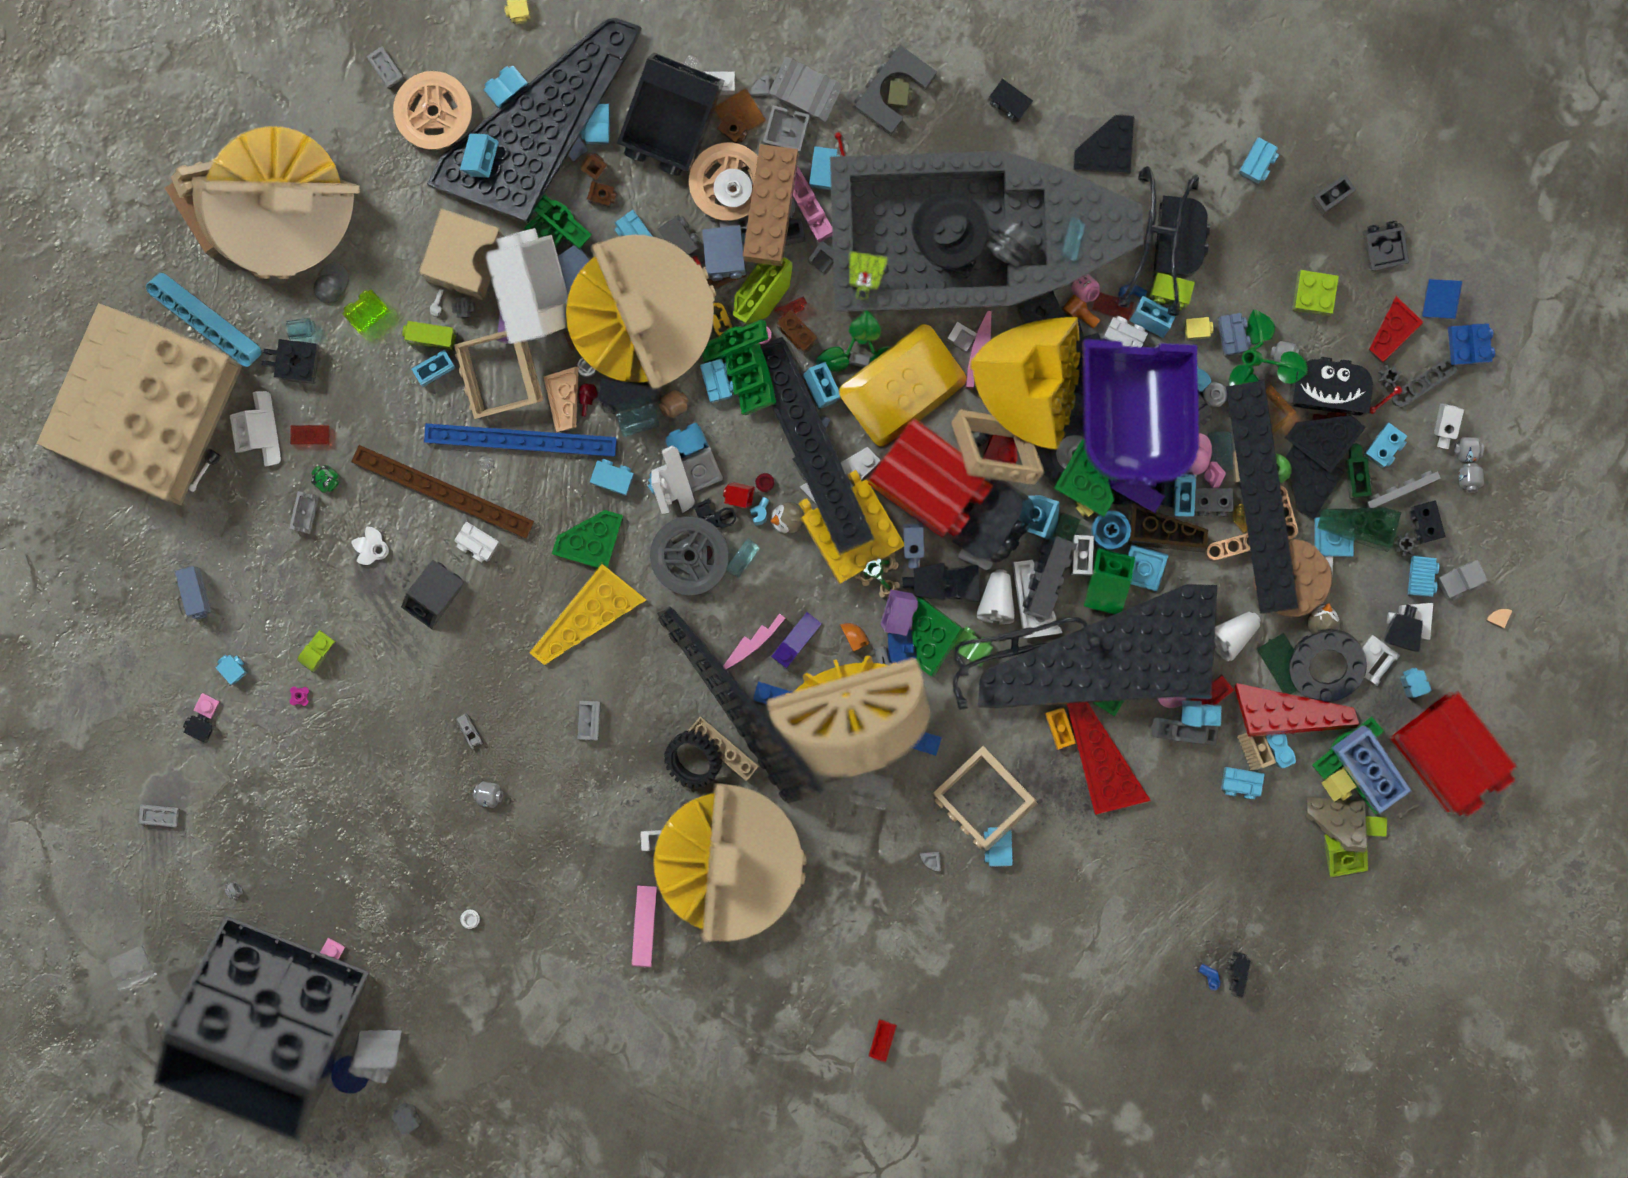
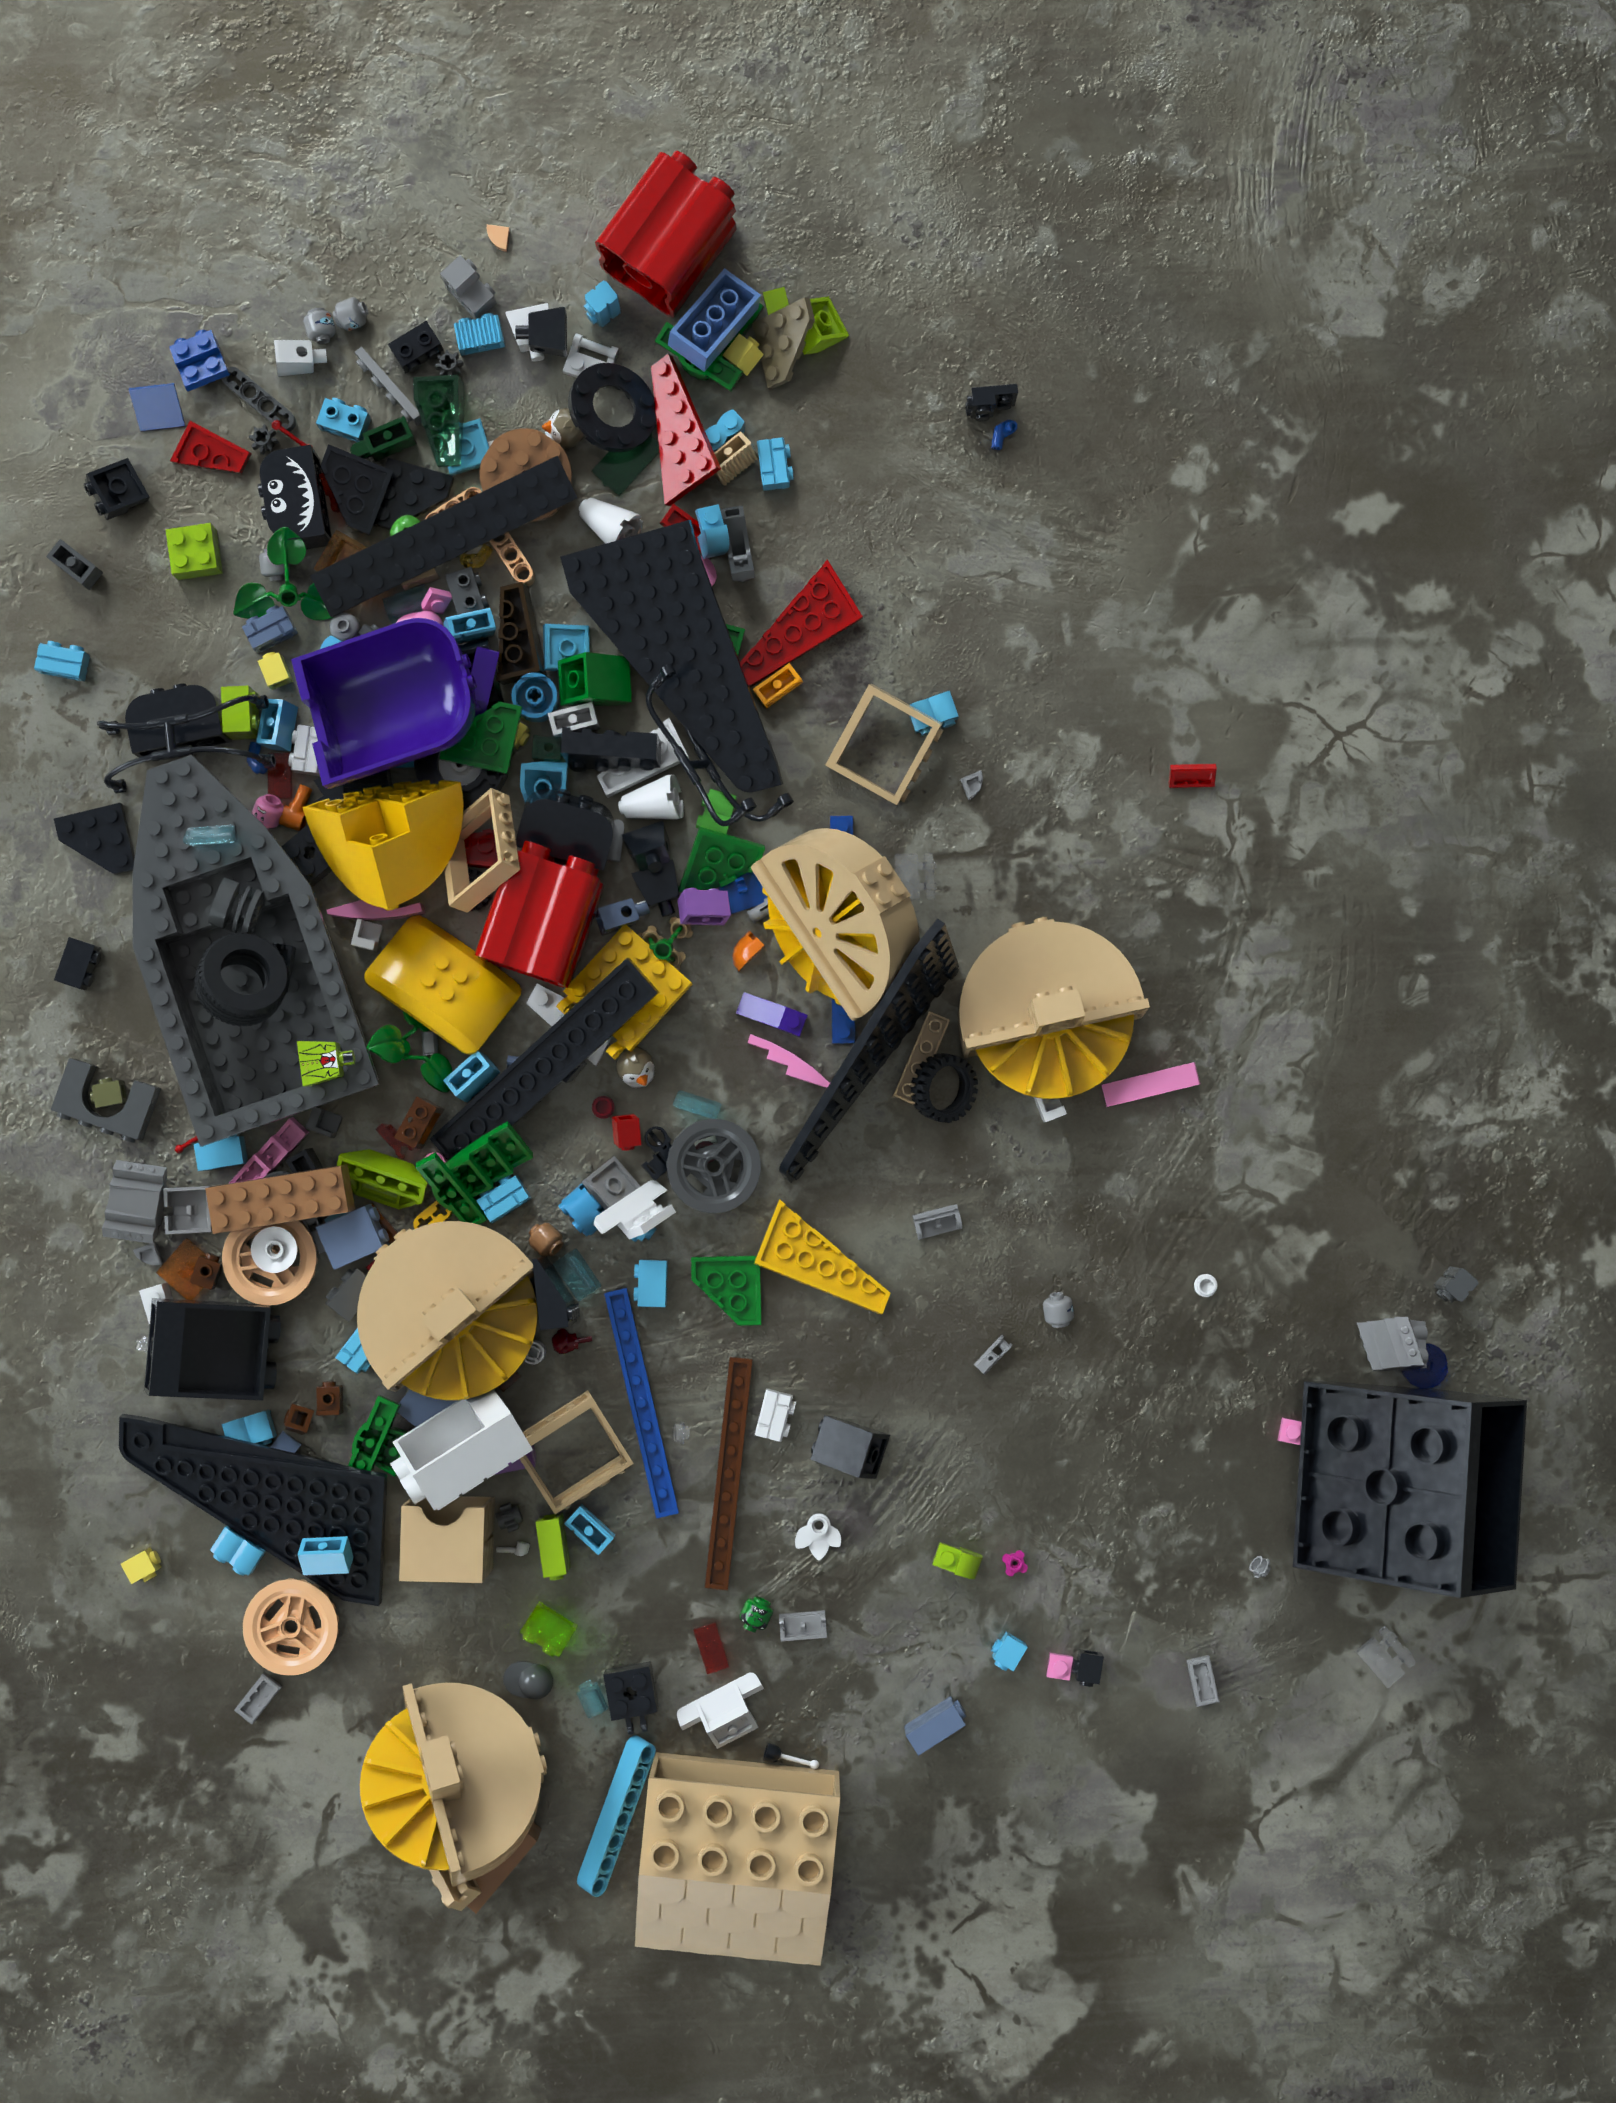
camera: 105 degrees left, 0 degrees up
(562, 396) = (577, 1369): light nougat wing -> none
(760, 511) = (637, 1101): medium azure piece -> none

